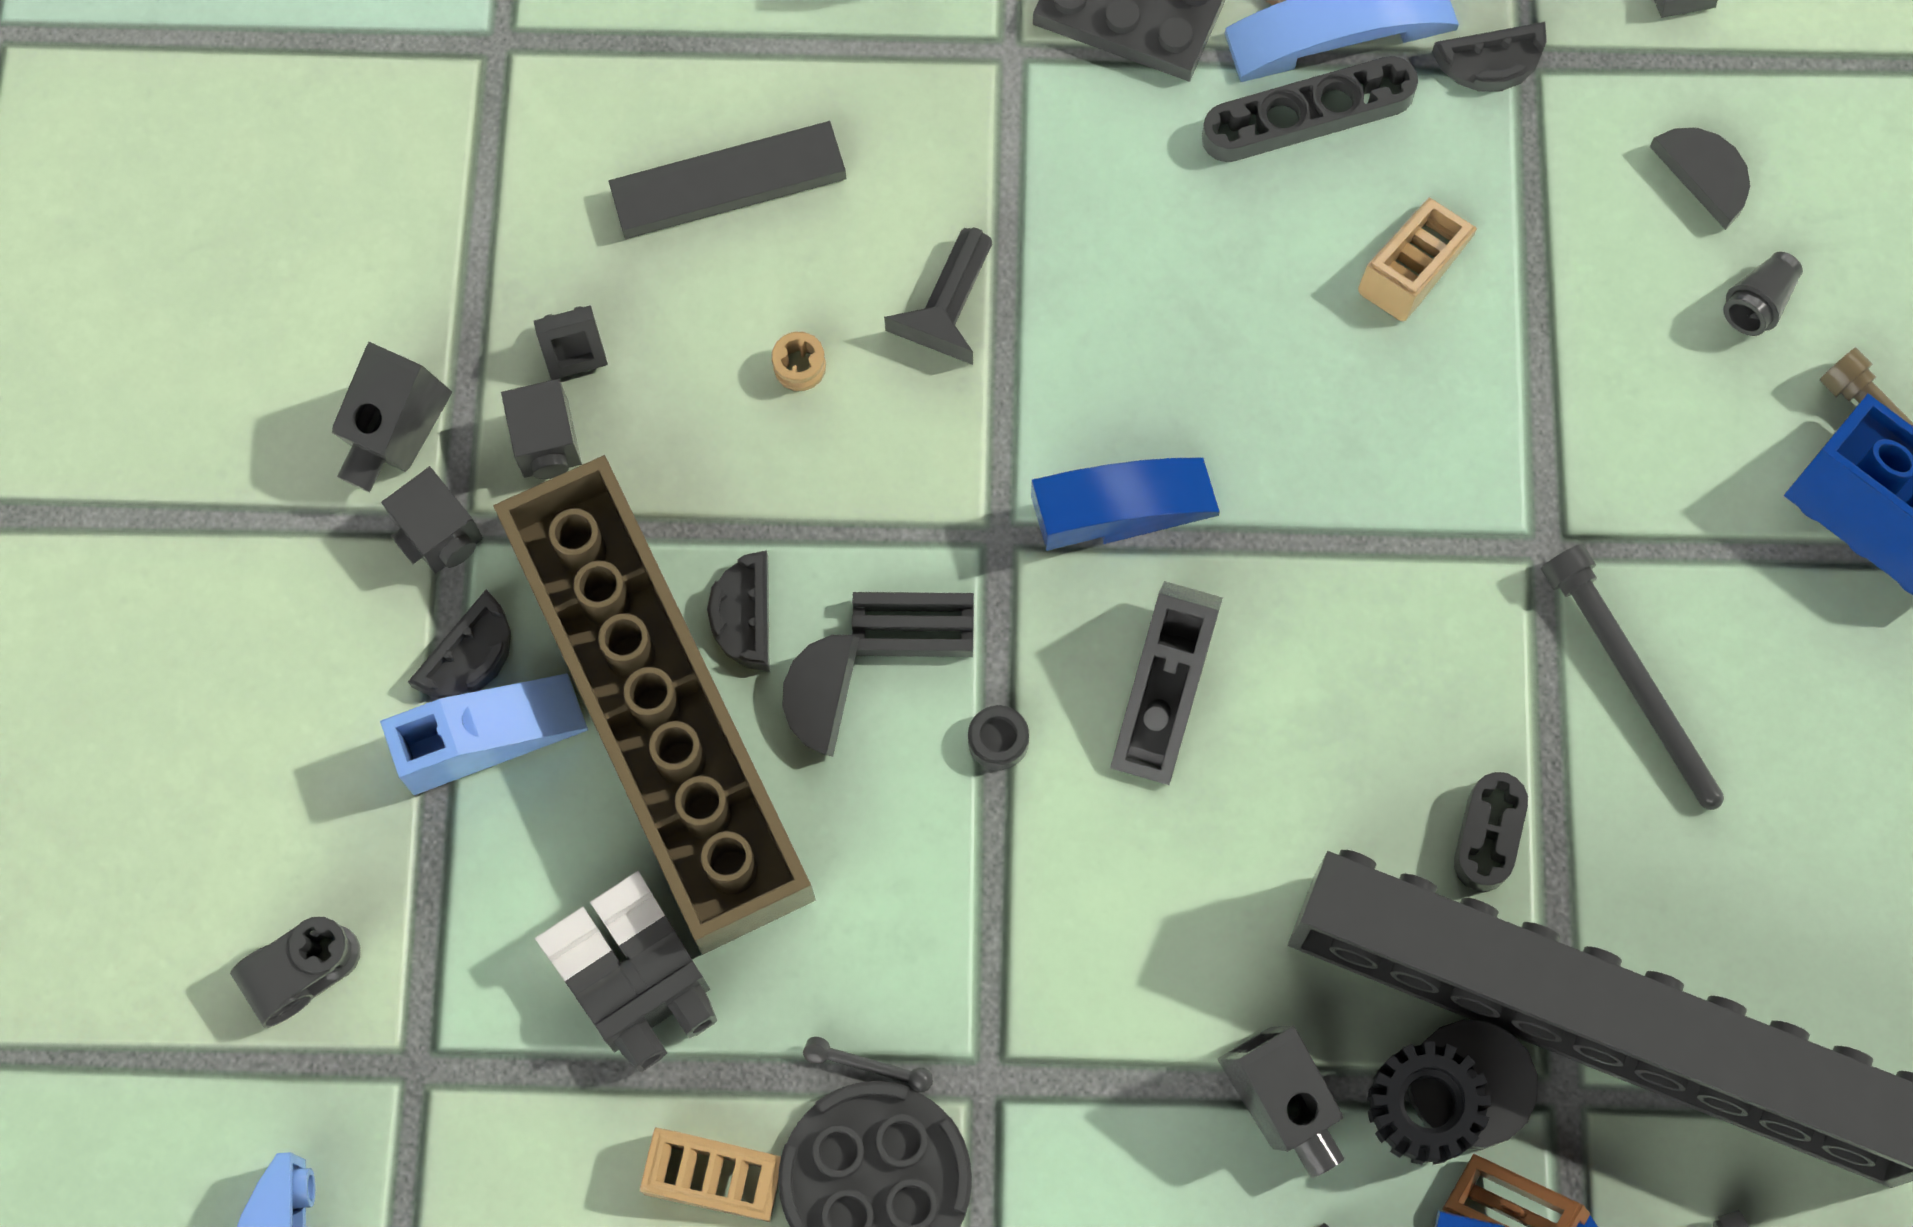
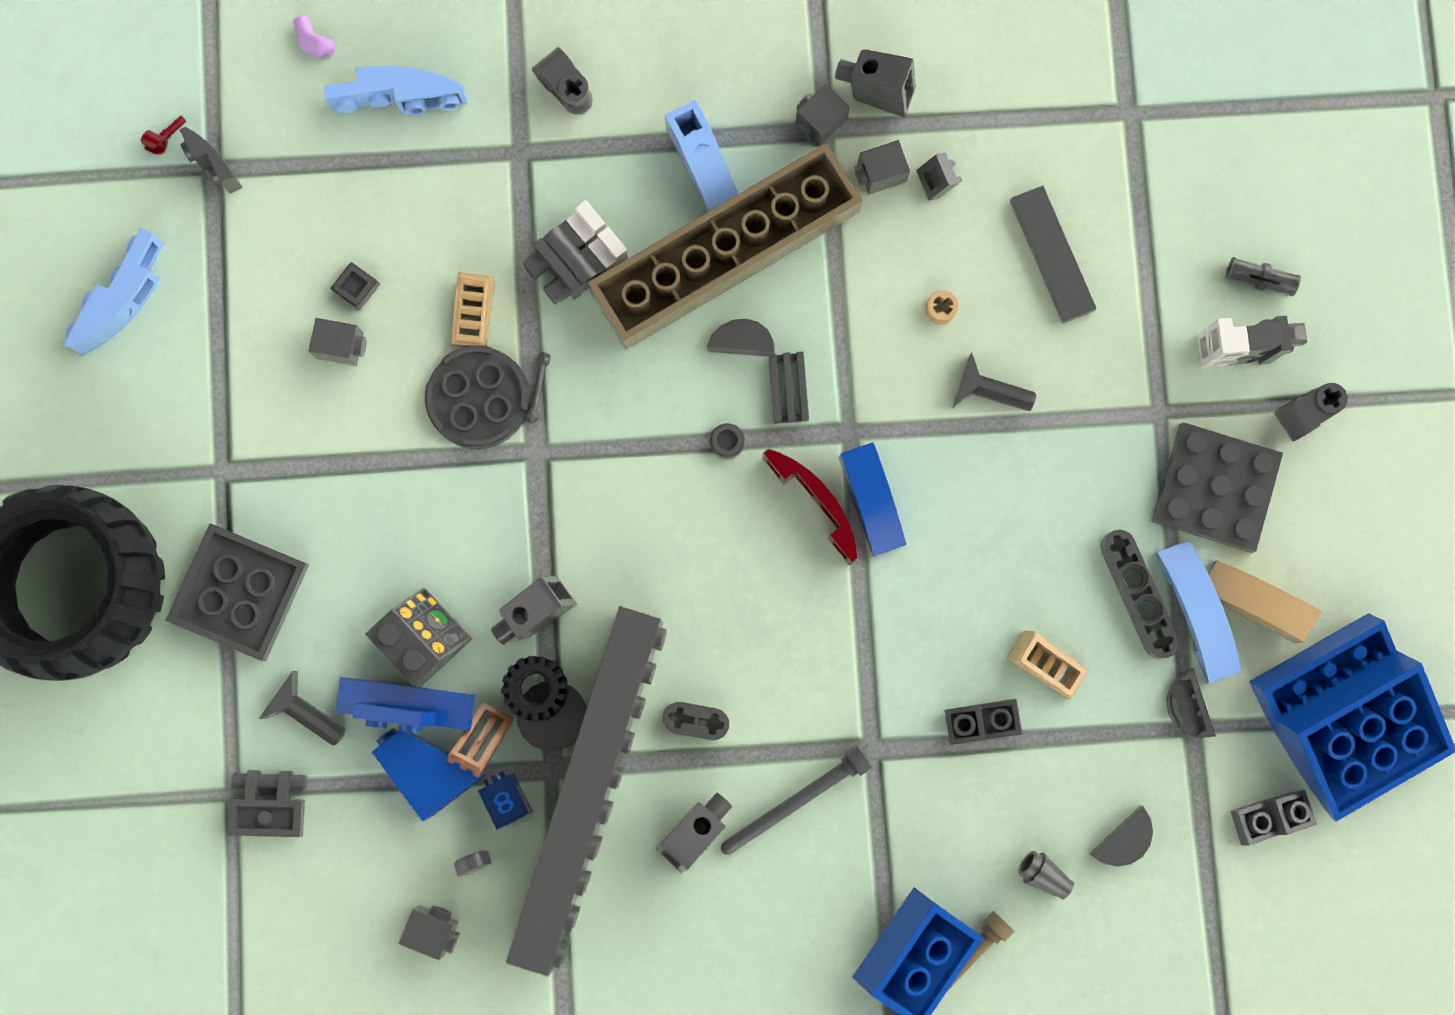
camera: 80 degrees right, 10 degrees up
(468, 654) = (749, 147): dark grey tile -> none
(741, 611) = (788, 291): dark grey tile -> none
(1166, 682) = (767, 531): dark grey slope -> none
(1183, 553) = (787, 468): none -> dark red slope
(1508, 364) = (983, 721): none -> dark grey slope
(1625, 1177) = (504, 799): none -> dark blue brick
(1695, 845) = (683, 844): none -> dark grey torso

